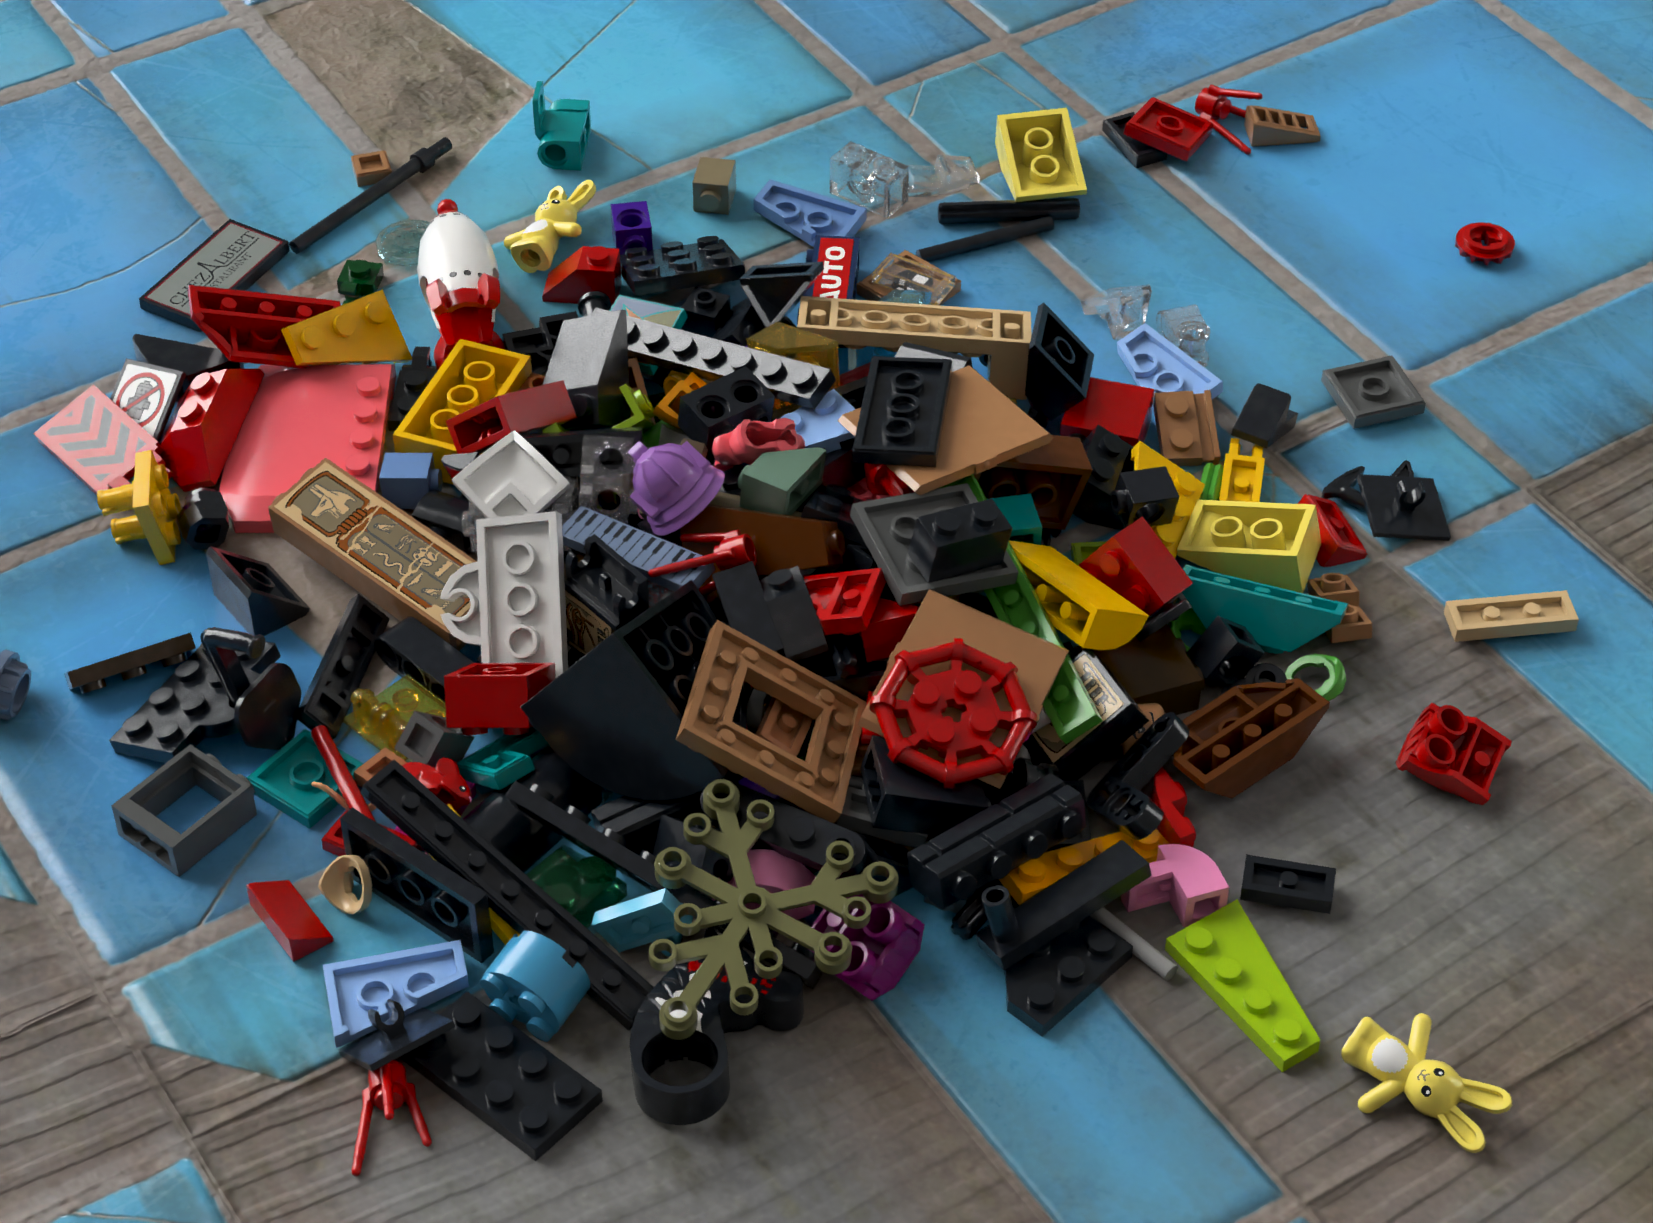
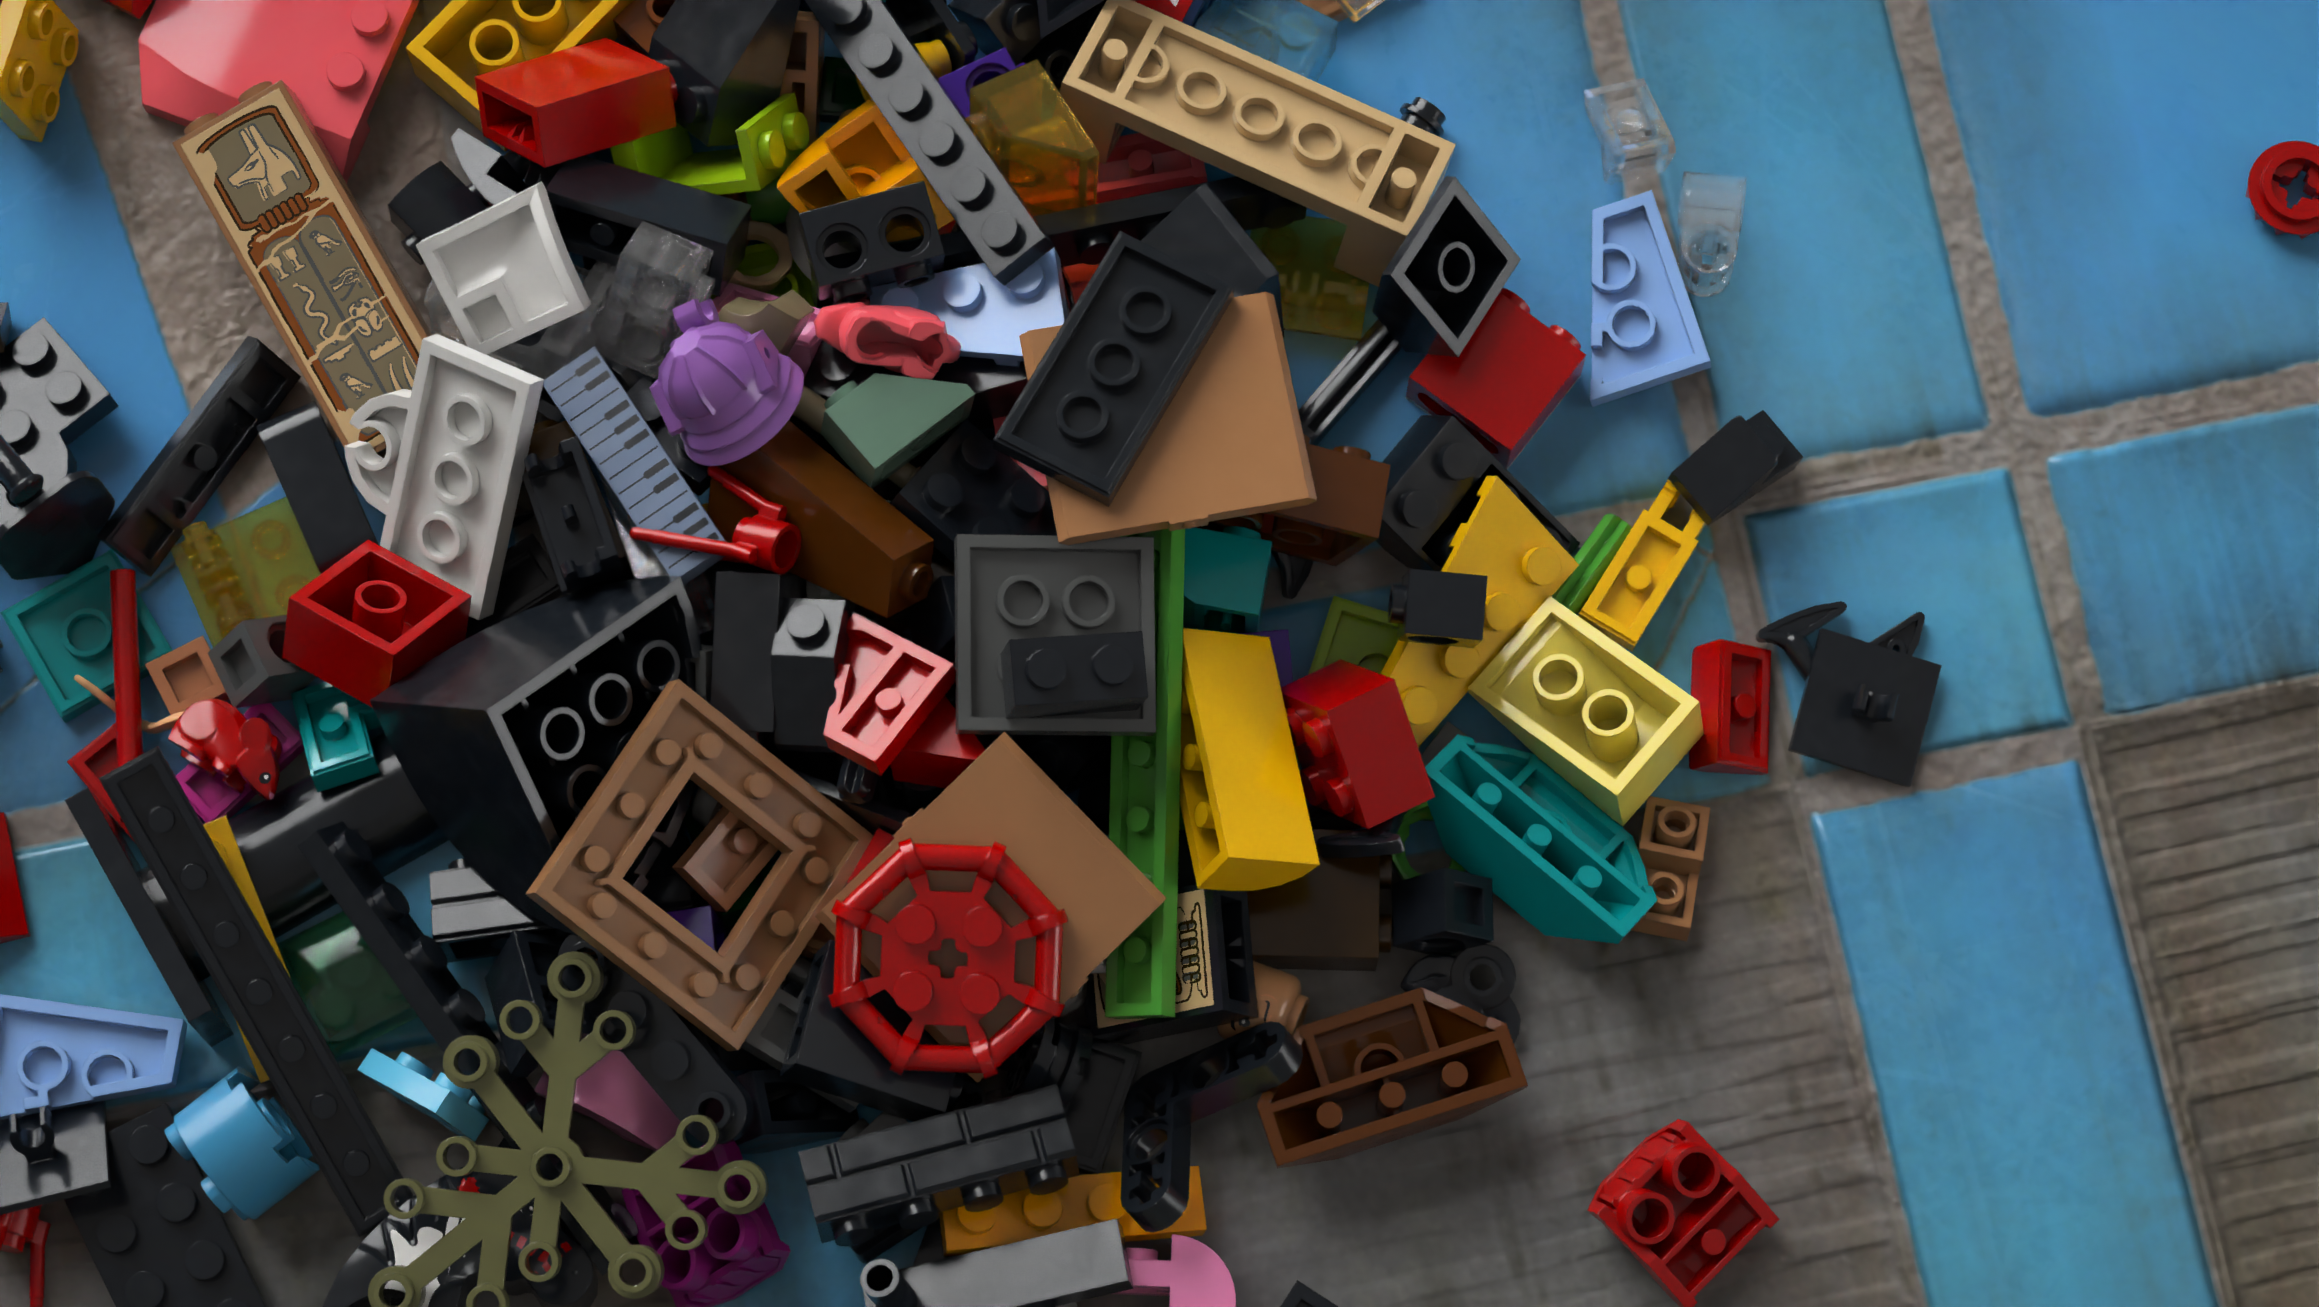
camera: 20 degrees right, 30 degrees up
(204, 519) = (96, 89): black rock -> none
(253, 592) = (129, 260): black slope -> none
(338, 884) = (68, 863): tan piece -> none
(408, 478) = (411, 123): medium blue brick -> none
(1171, 799) = (1232, 1154): red slope -> none
(1186, 427) = (1613, 430): medium nougat plate -> none
(1331, 687) = (1593, 999): bright green piece -> none
(1373, 392) = (1942, 454): dark grey plate -> none
(1511, 616) = (1908, 983): tan plate -> none

